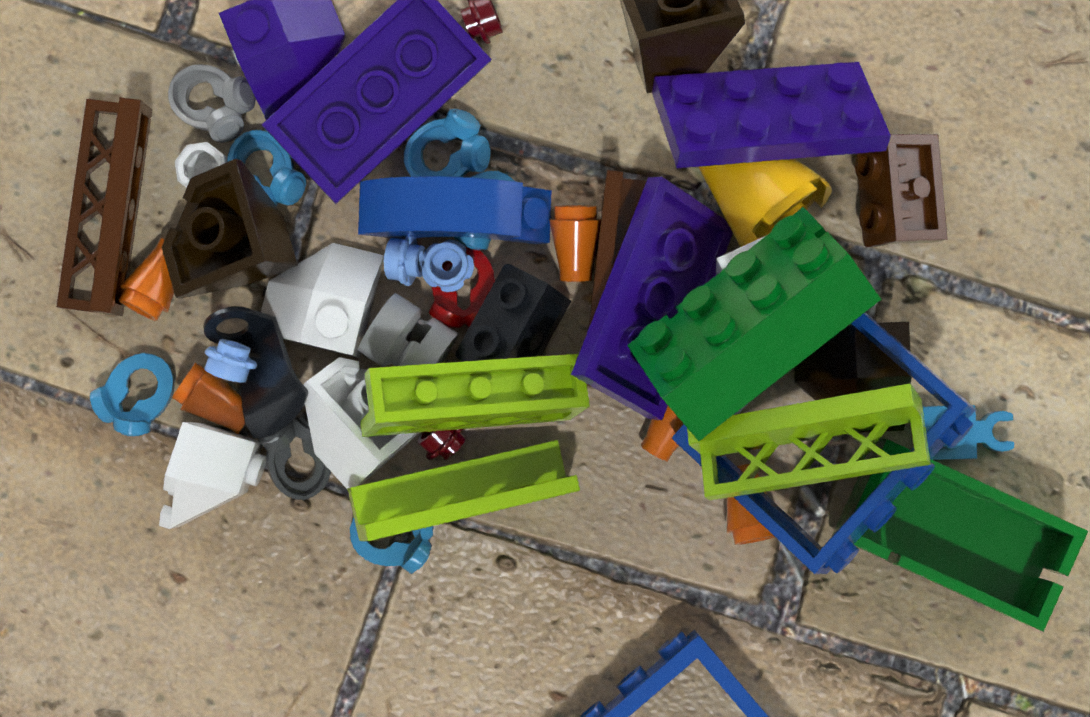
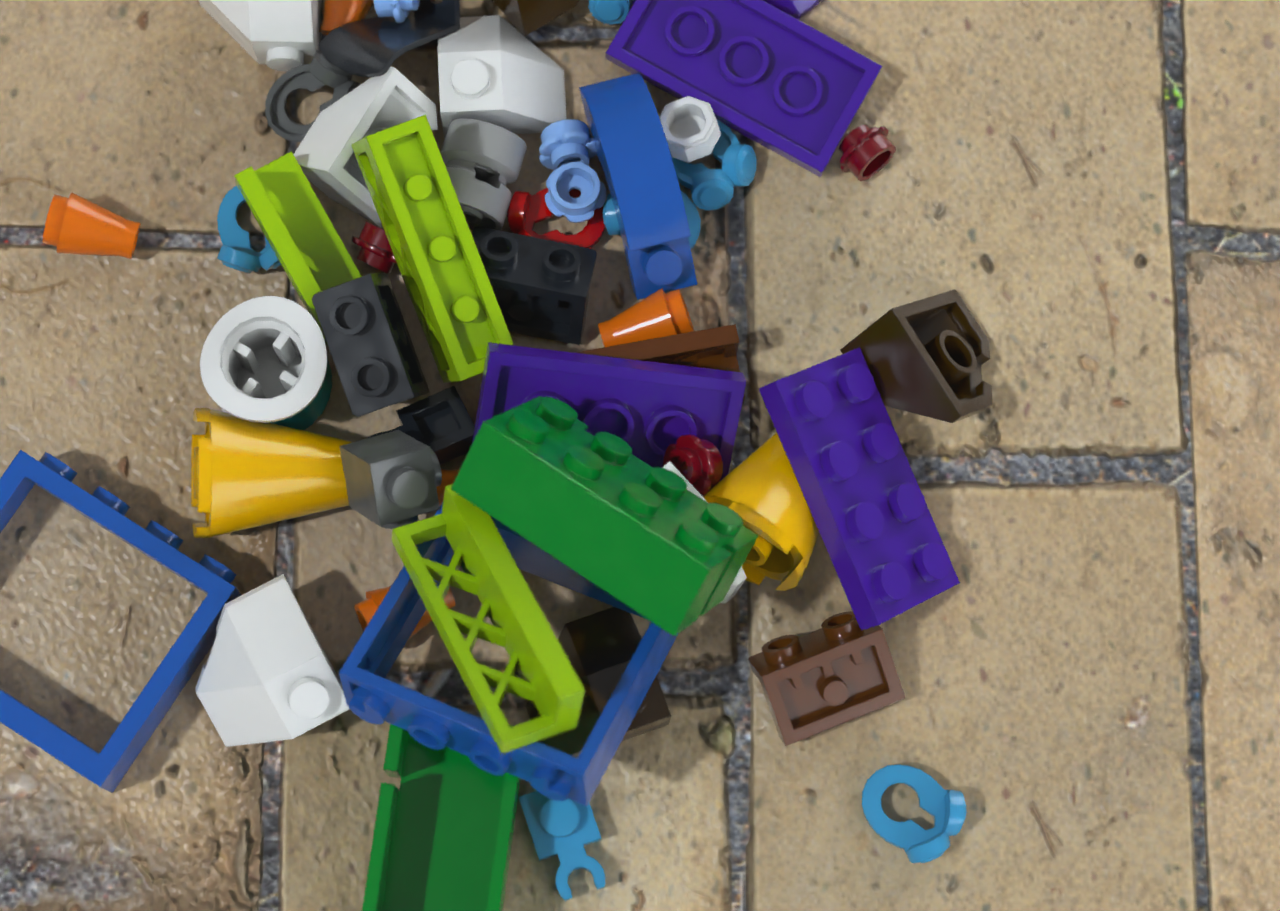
camera: 65 degrees right, 10 degrees down
(353, 671) = (88, 229): none -> orange cone
(423, 154) = (690, 128): none -> white tile
(525, 561) = (268, 363): none -> white hat
(535, 469) = (370, 343): none -> black bracket
(608, 585) = (261, 473): none -> yellow cone
(611, 440) = (438, 423): none -> black plate
(651, 485) = (391, 478): none -> dark grey brick
(712, 239) = (697, 461): none -> dark red plate
(771, 625) = (267, 670): none -> white slope
(1030, 130) = (945, 806): none -> dark azure piece

